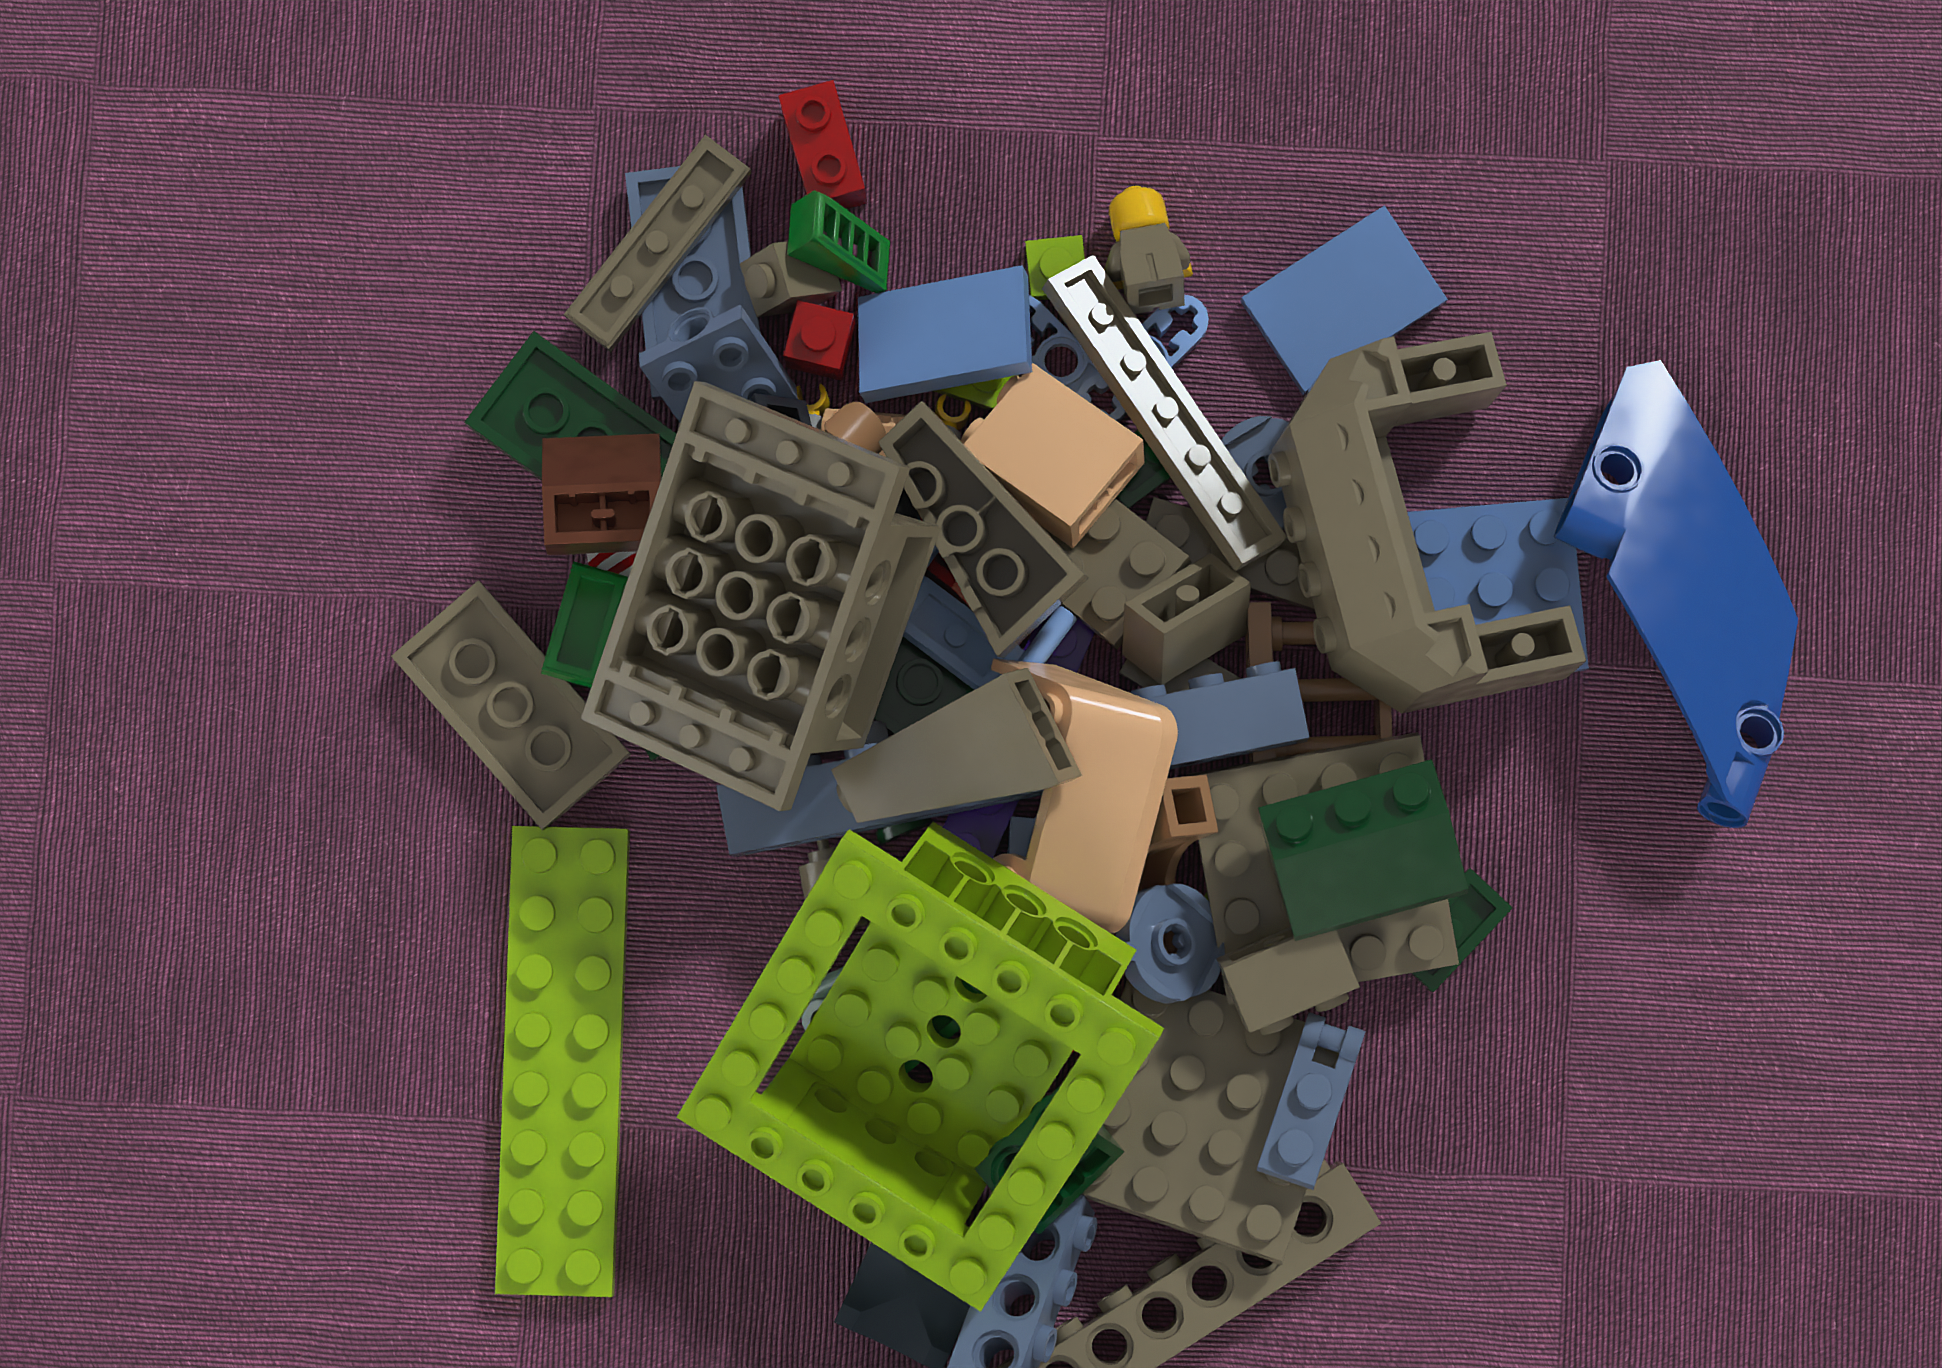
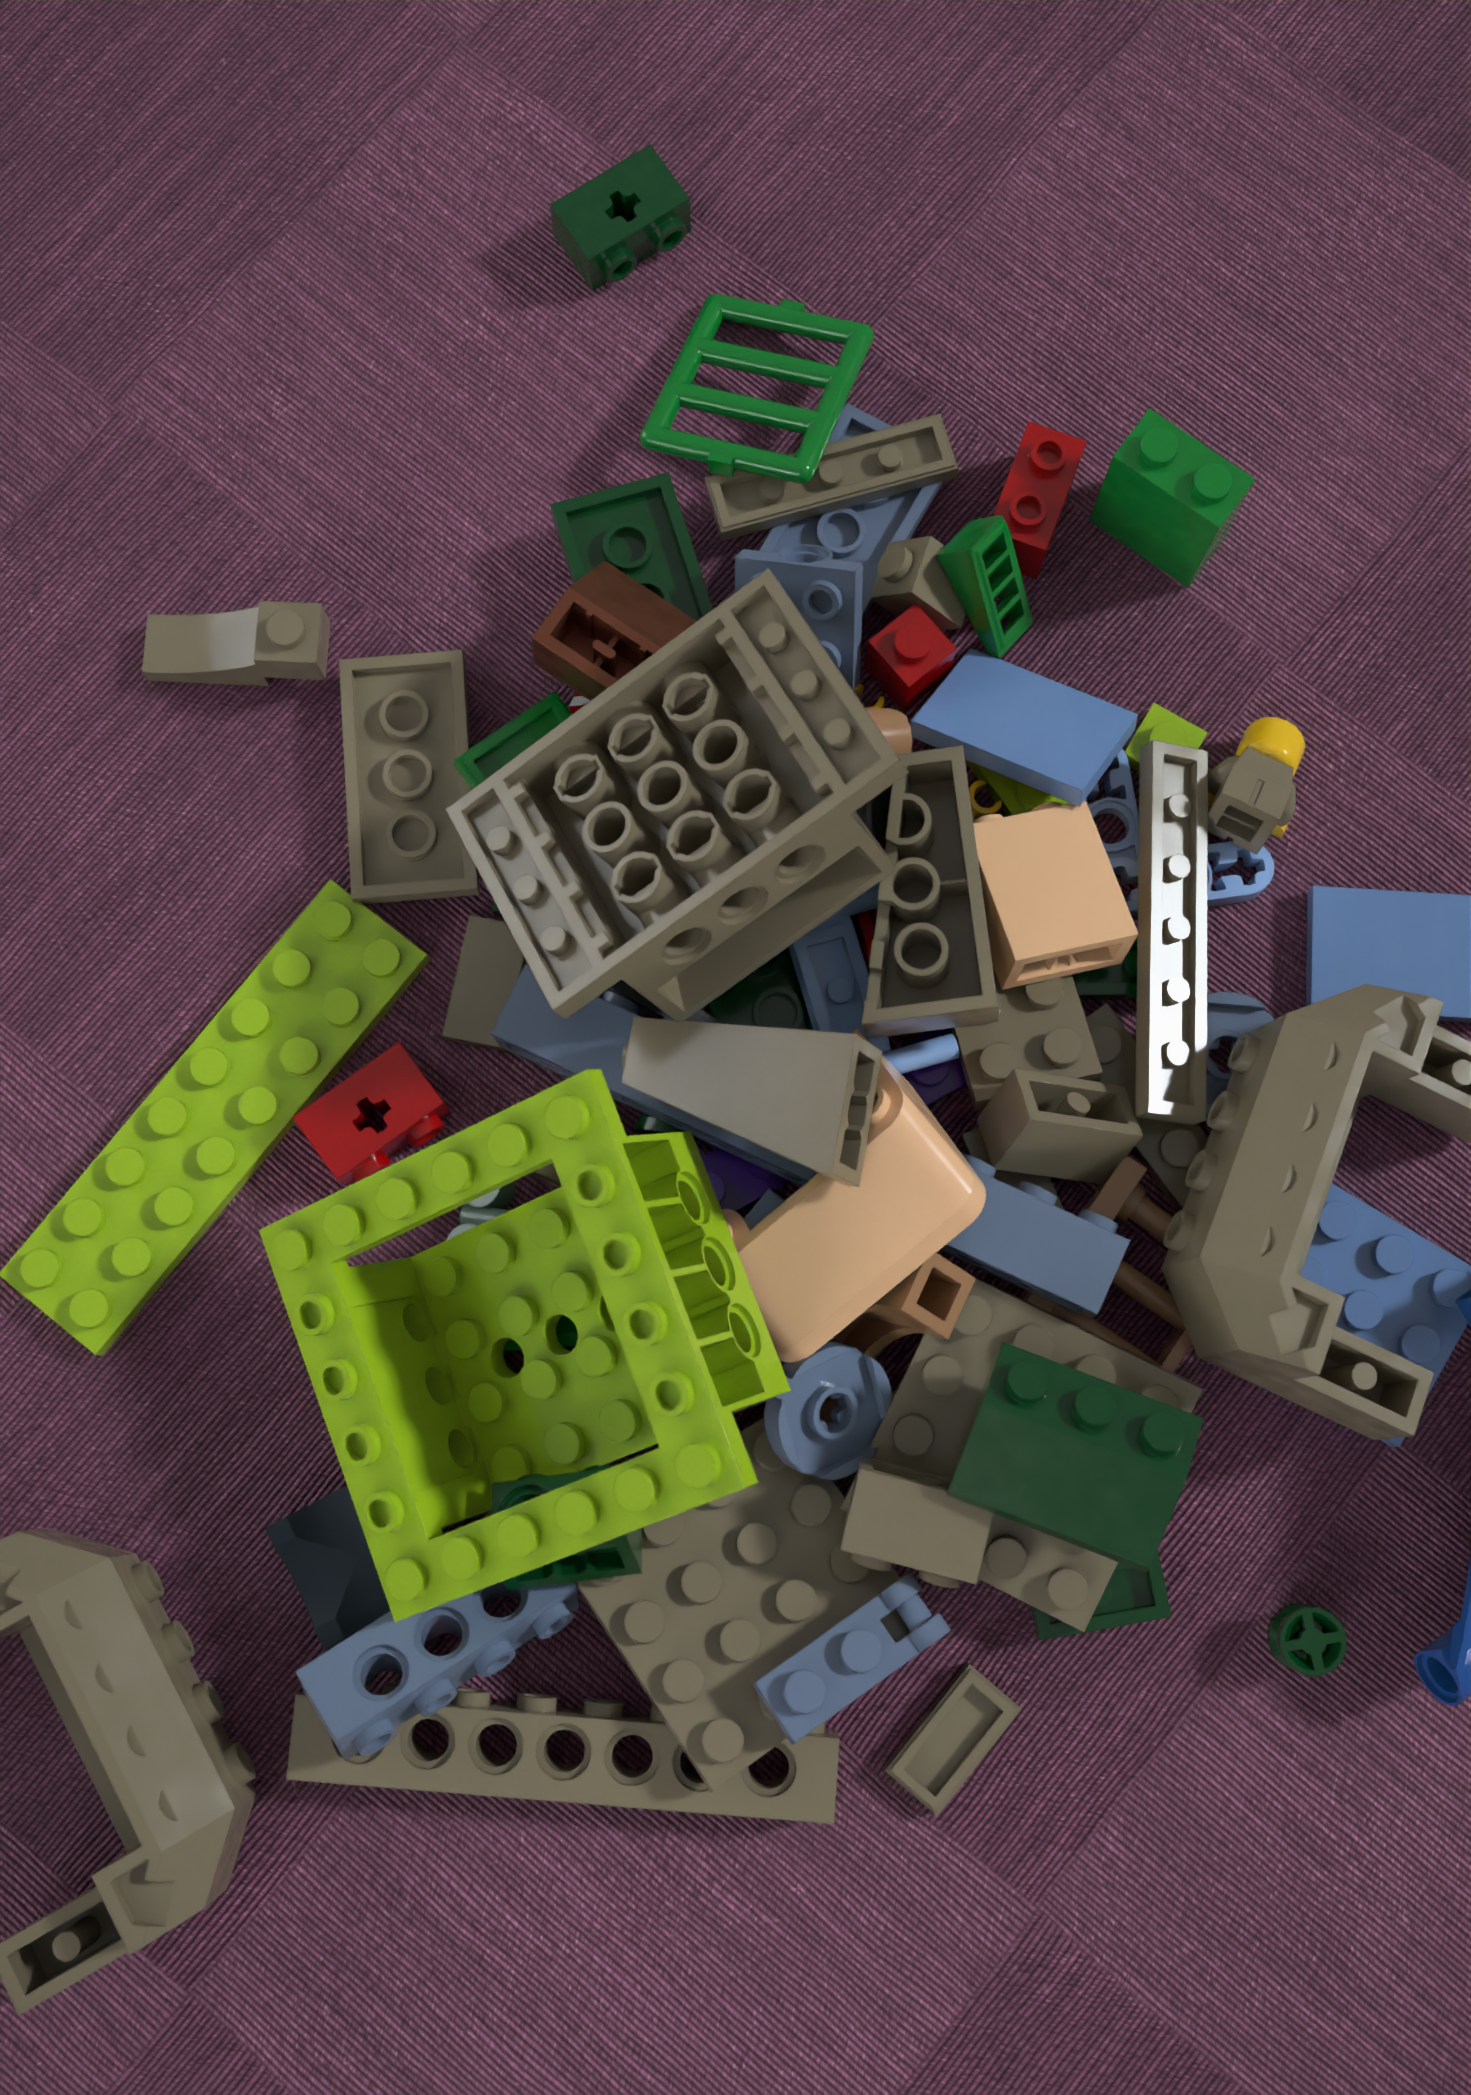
camera: 35 degrees right, 5 degrees down
(303, 701) = (239, 645): none -> dark tan slope
(332, 119) = (622, 218): none -> dark green brick
(619, 212) = (816, 424): none -> green bar
(657, 995) = (340, 1123): none -> red brick
(687, 818) = (483, 982): none -> dark tan tile
(927, 81) = (1169, 497): none -> green brick
(1422, 1106) = (952, 1738): none -> dark tan tile
(1625, 846) = (1320, 1638): none -> dark green wheel

